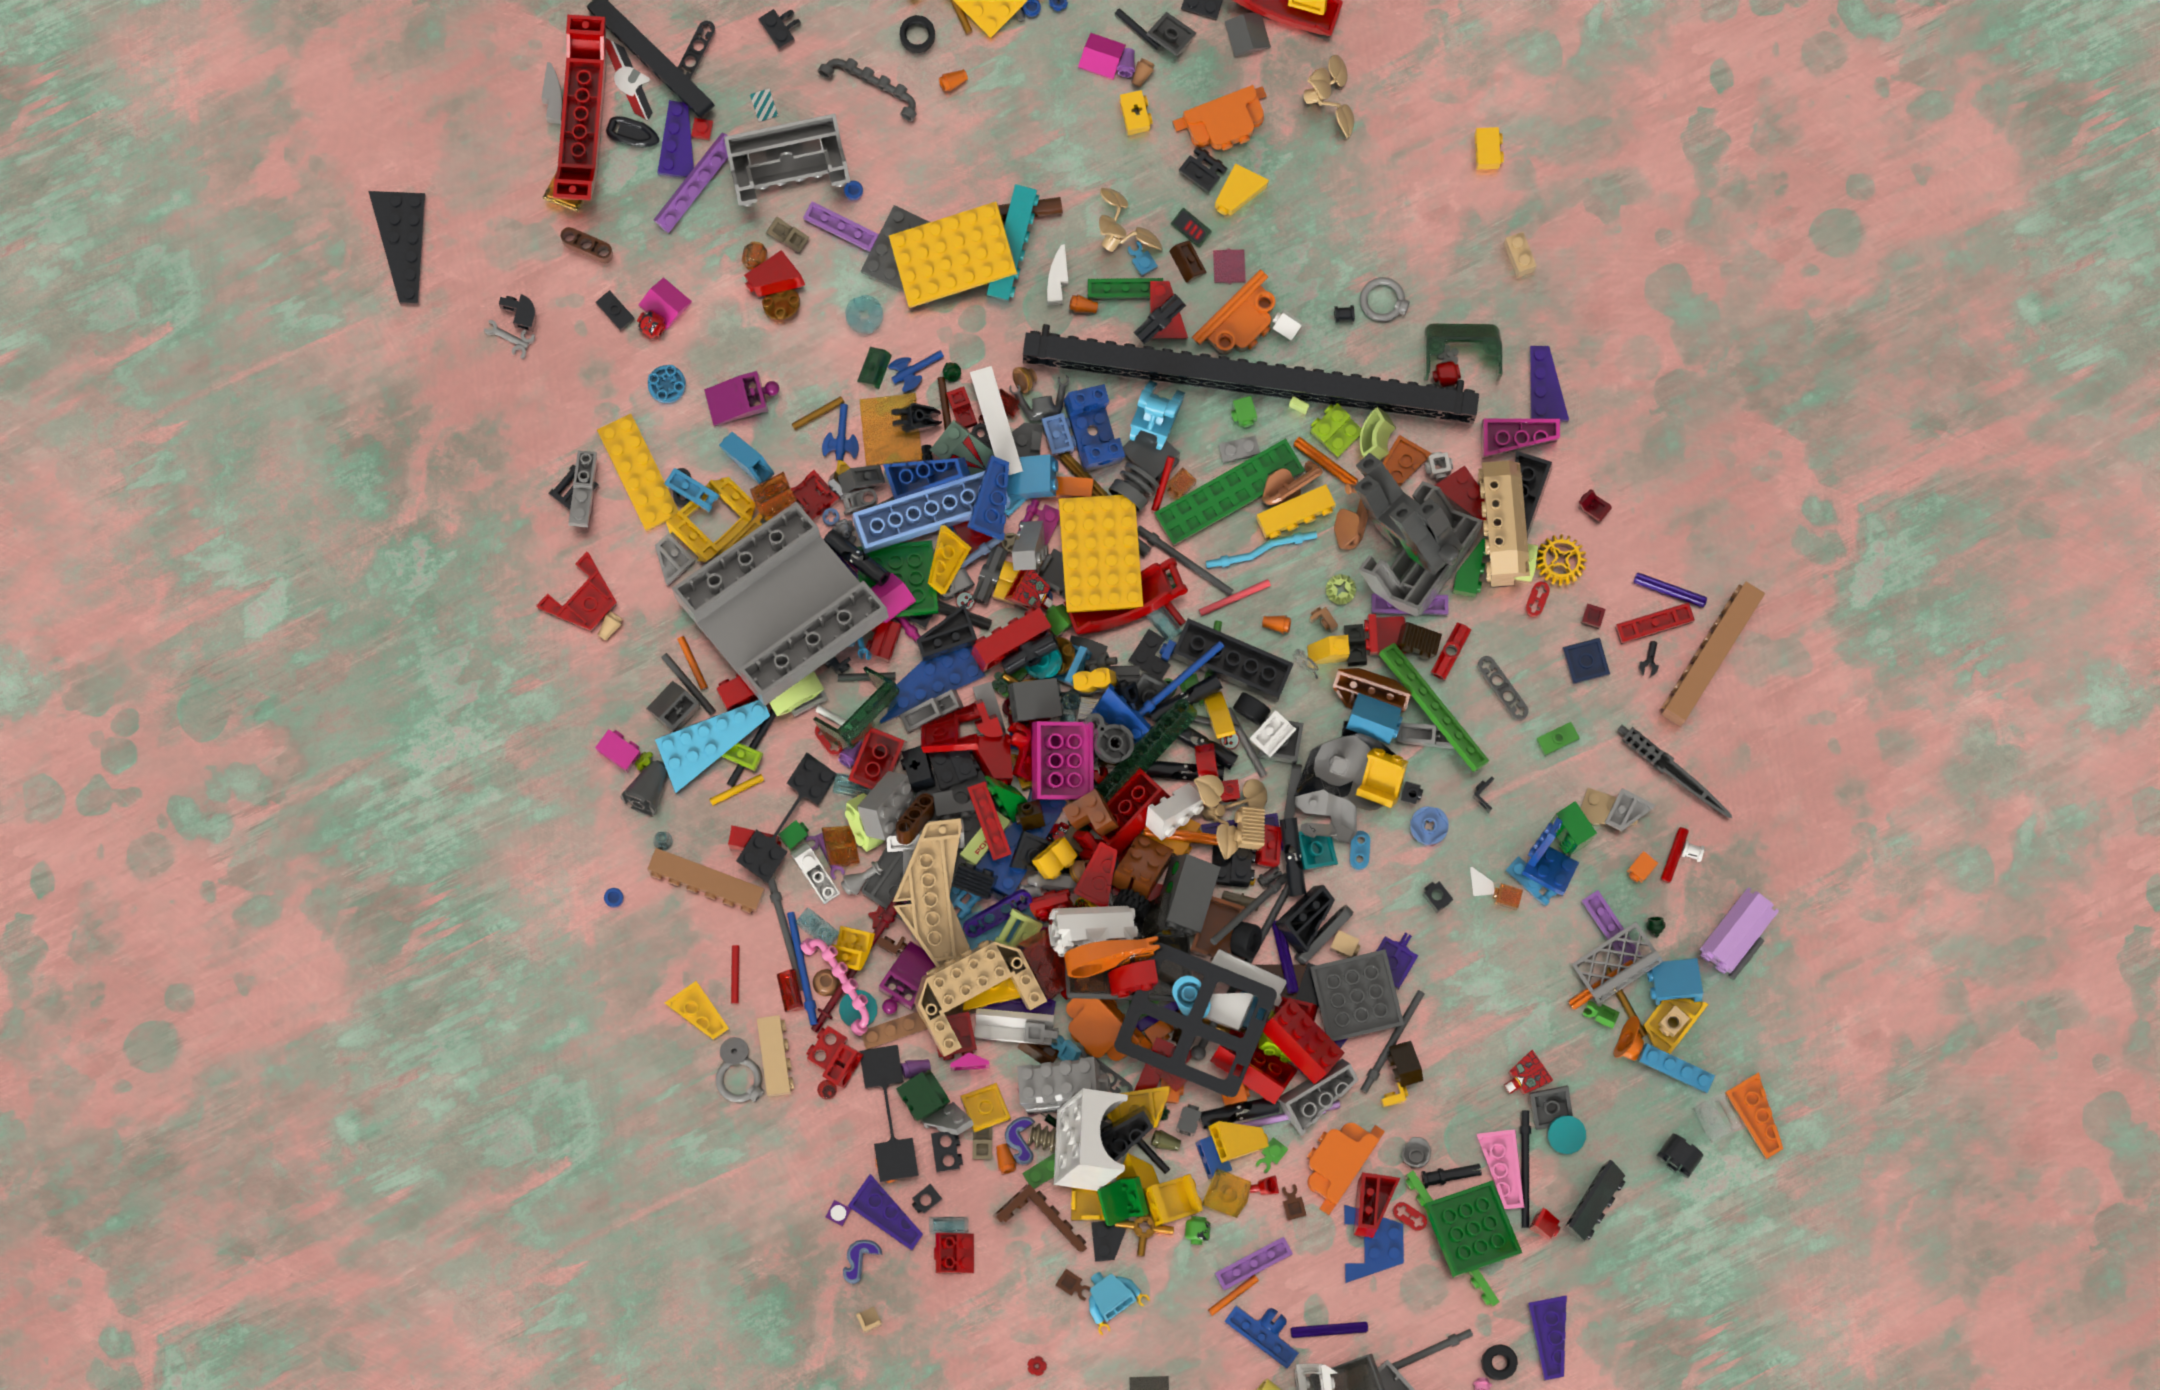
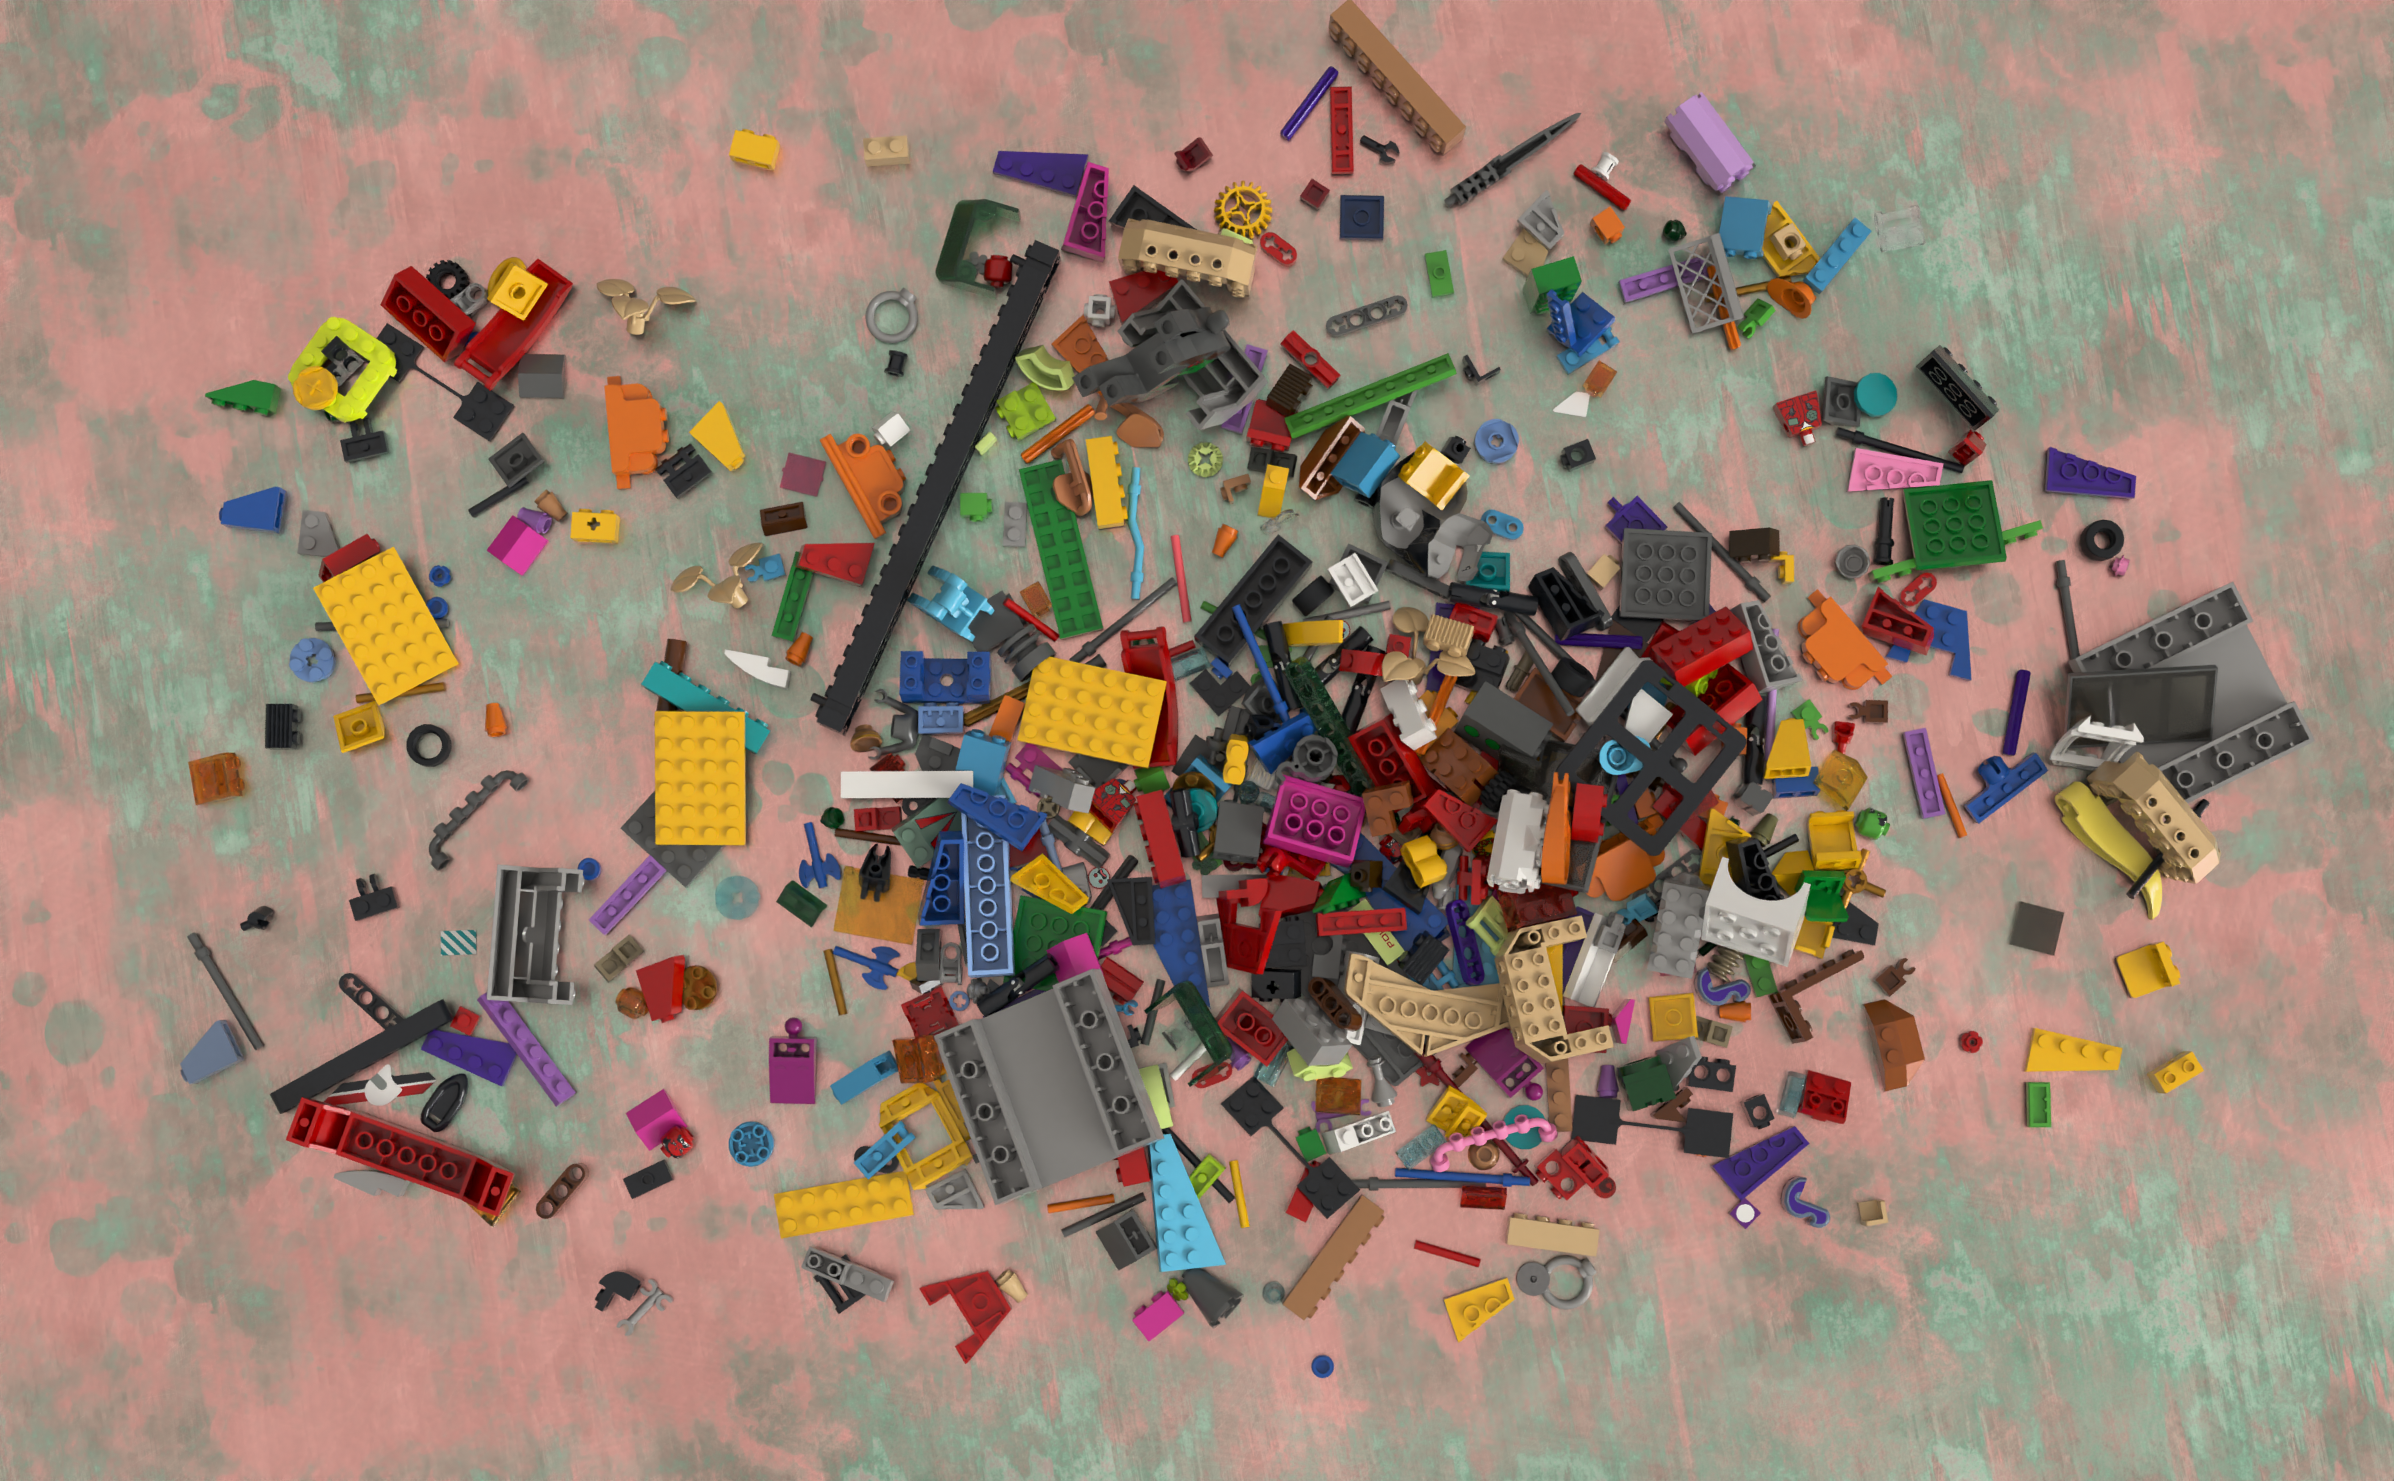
camera: 70 degrees left, 5 degrees up
(401, 229) = (478, 1398): black wing -> none
(853, 700) = (1179, 1033): none -> clear bracket
(906, 1124) = (1668, 1110): none -> reddish brown slope
(1016, 1300) = (1894, 1043): none -> dark orange wedge
(1112, 1296) = (1920, 938): medium azure torso -> none
(1159, 318) = (845, 567): black piece -> none
(1191, 227) = (746, 503): slope -> none
(1467, 576) = (1240, 316): green slope -> none
(1680, 1155) = (1934, 279): black brick -> none
(1753, 1108) = (1904, 187): orange wing -> none

